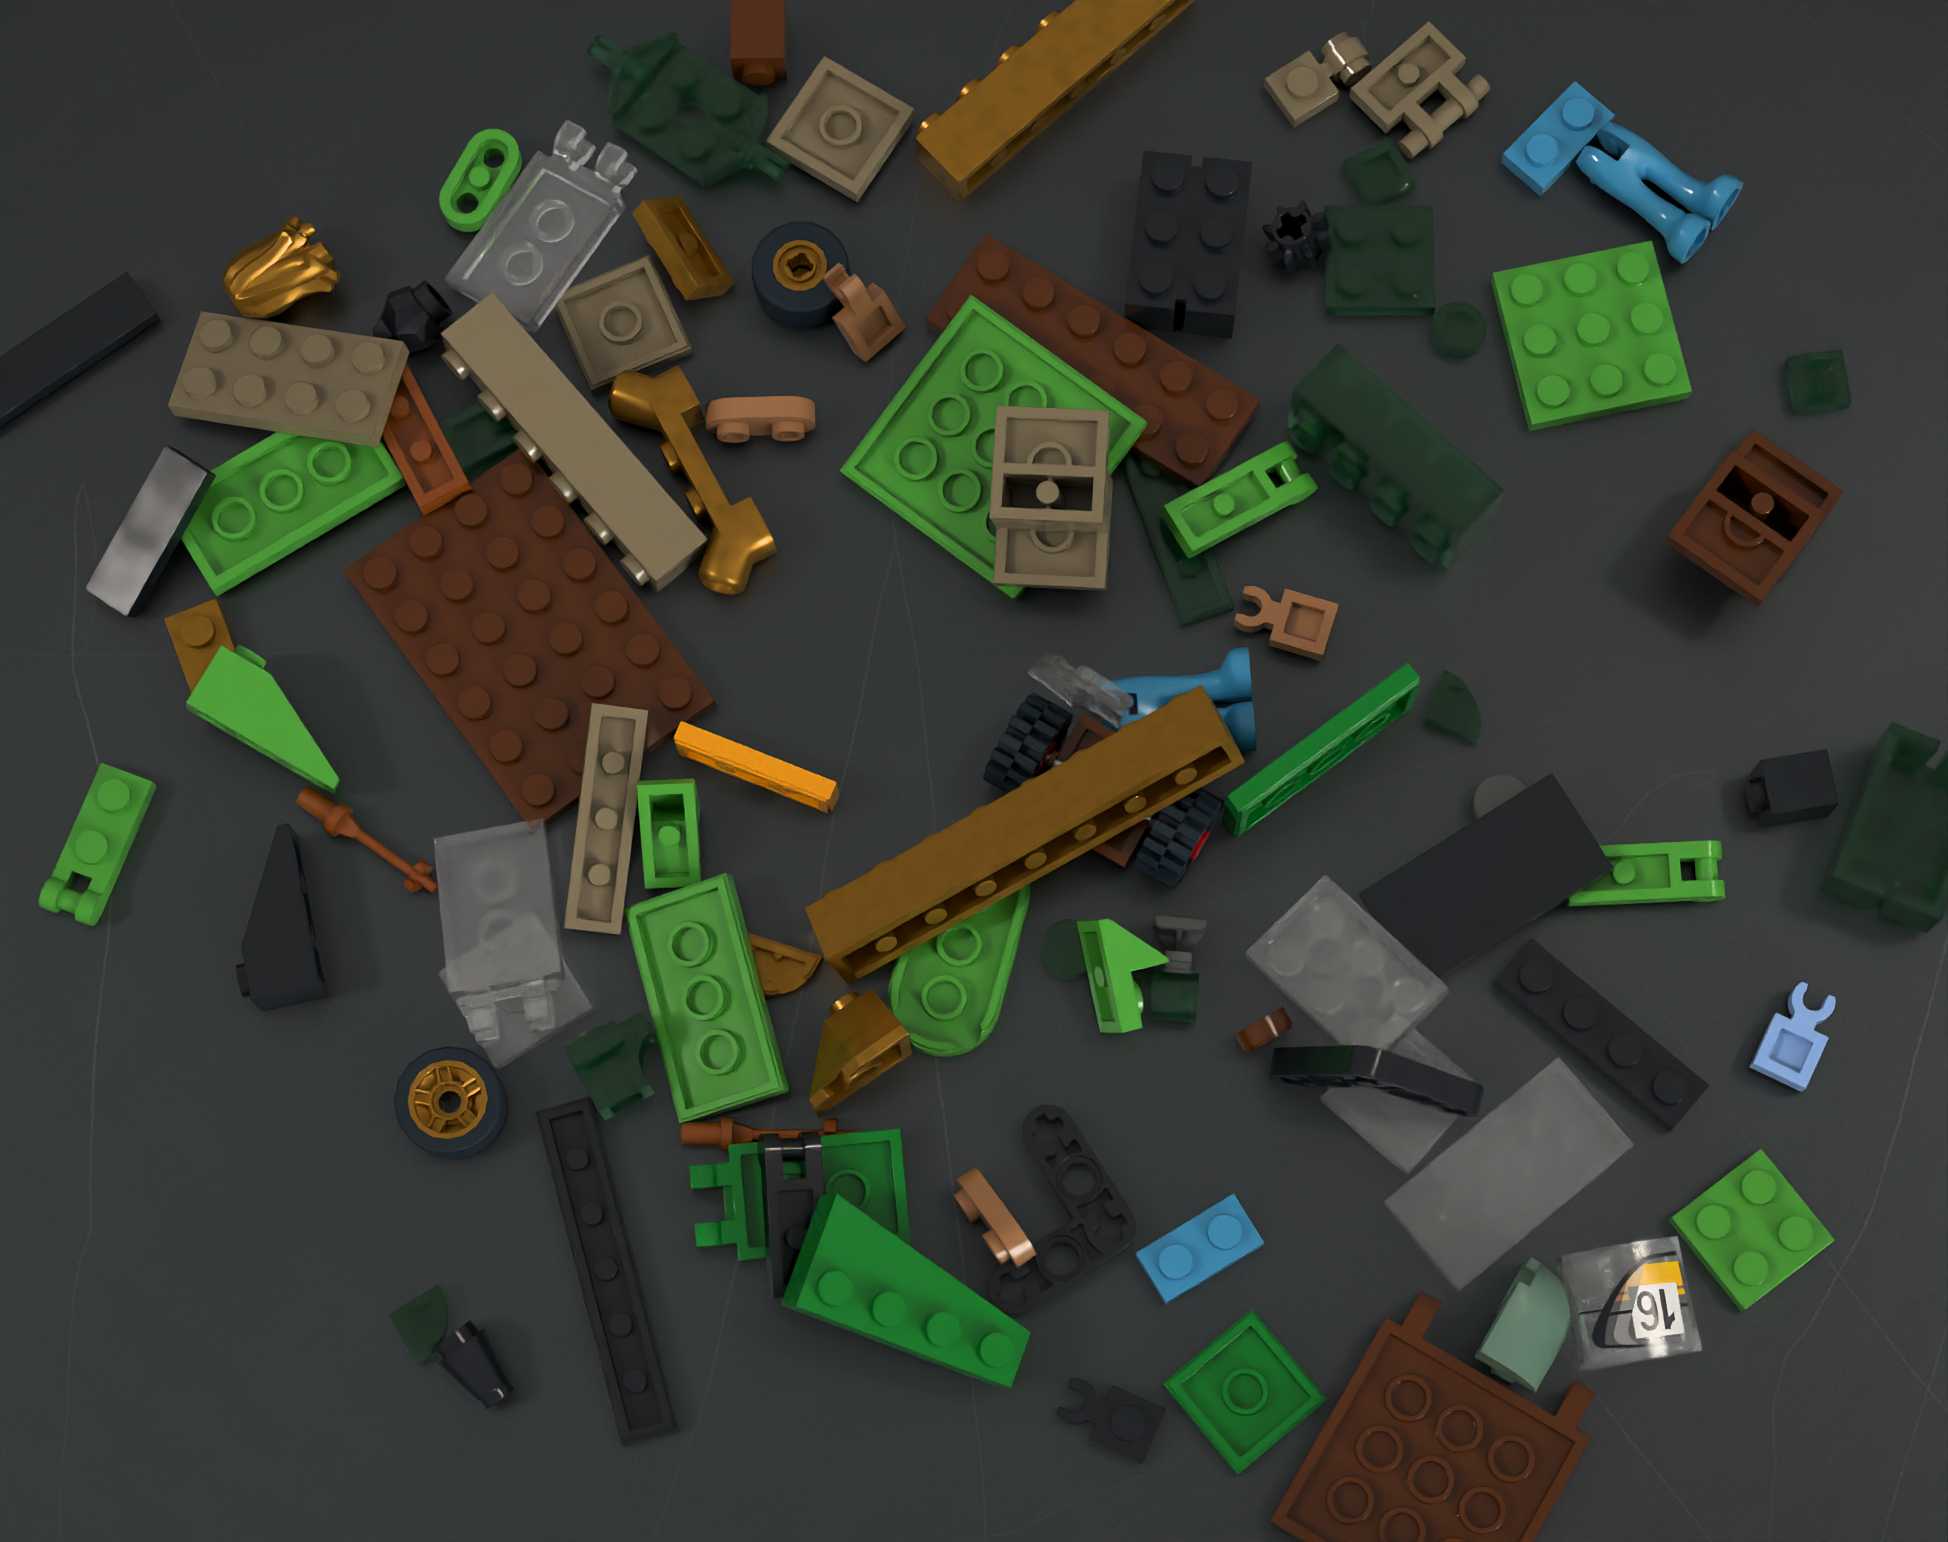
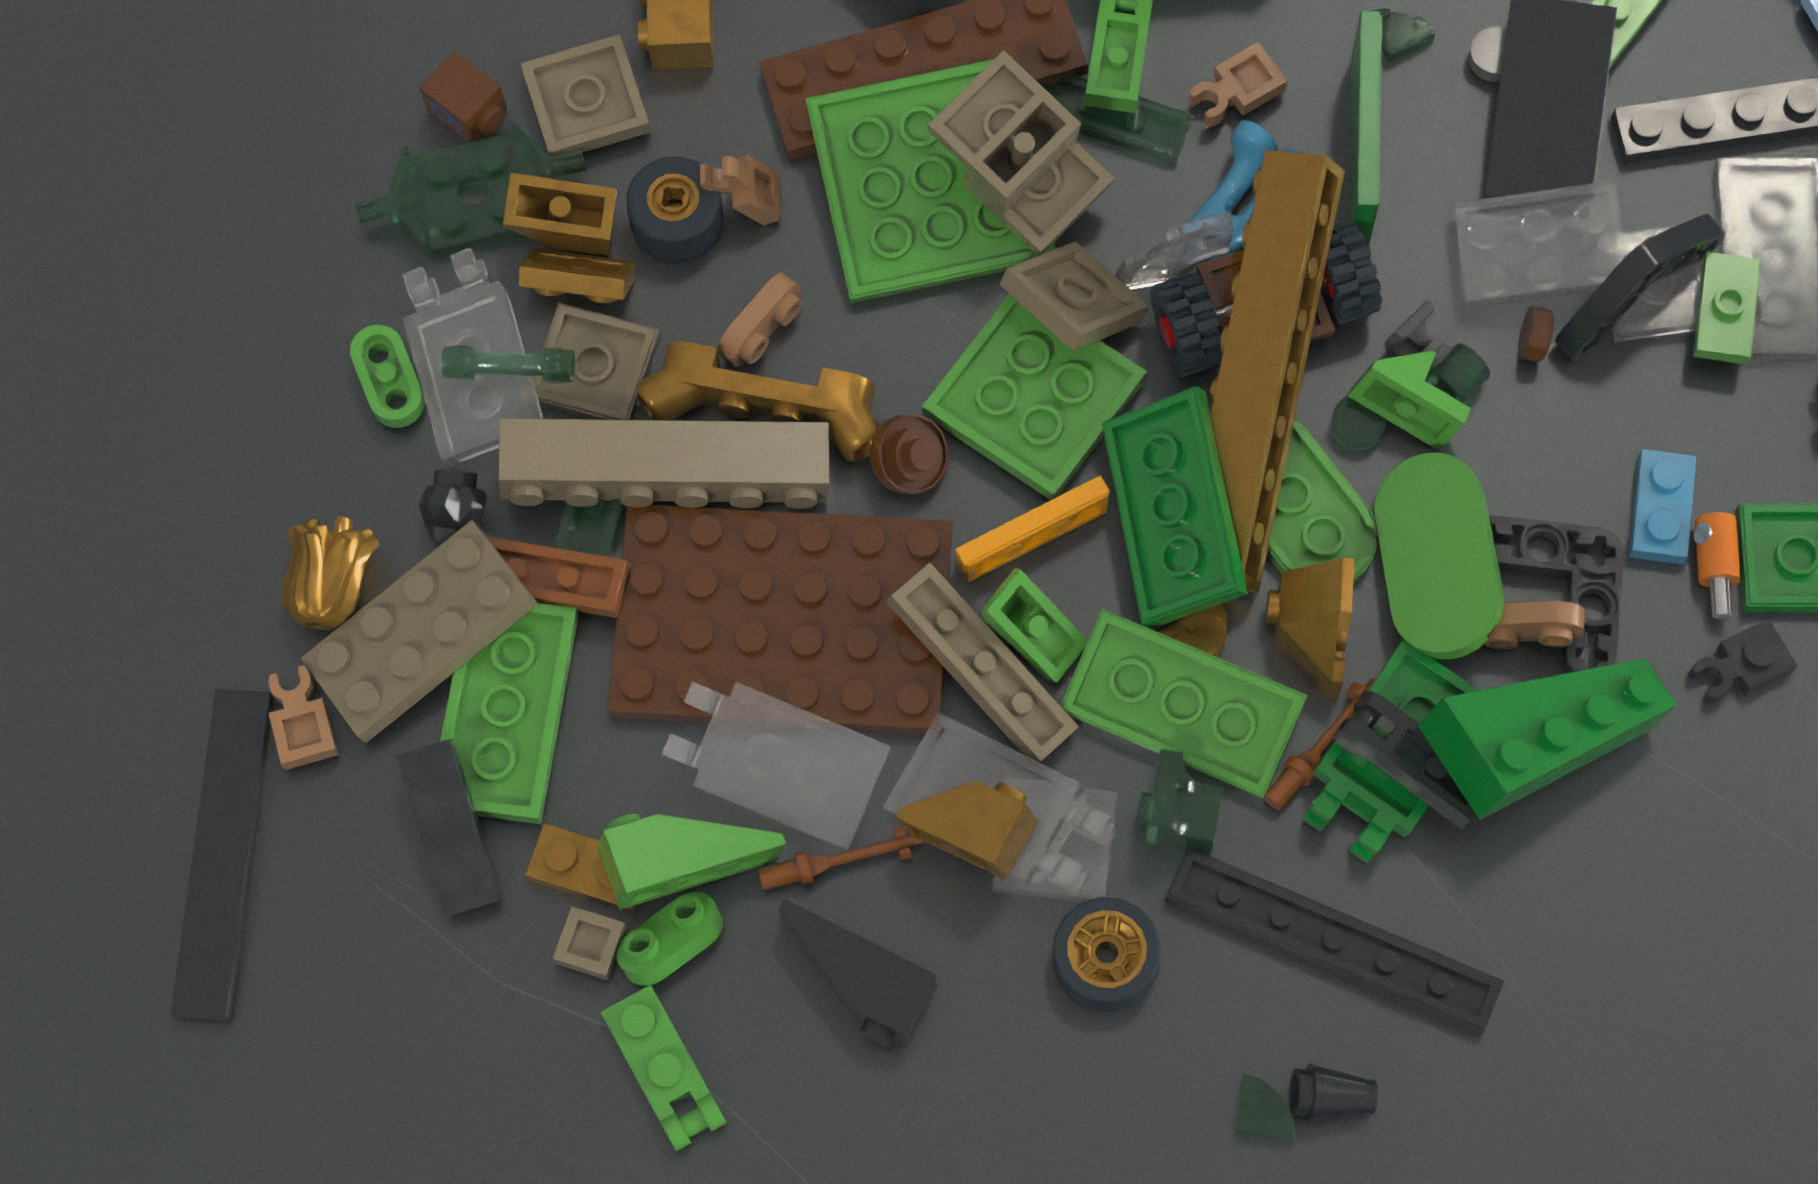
camera: 50 degrees left, 5 degrees down
(148, 359) = (303, 726): none -> medium nougat plate
(148, 710) = (589, 943): none -> dark tan plate
(194, 766) = (669, 938): none -> bright green plate
(403, 730) = (782, 762): none -> clear tile
(456, 919) = (974, 824): none -> pearl gold slope
(529, 230) = (462, 363): none -> clear green bar
(713, 193) = (561, 213): none -> pearl gold slope
(740, 622) = (909, 454): none -> reddish brown plate
(853, 860) = (1174, 508): none -> green tile
(877, 676) = (1032, 398): none -> bright green plate
(979, 639) = (1074, 295): none -> dark tan plate
(994, 1101) = (1438, 555): none -> bright green tile
(1185, 1328) = (1718, 558): none -> orange piece
(1417, 1166) = (1726, 308): none -> bright green plate

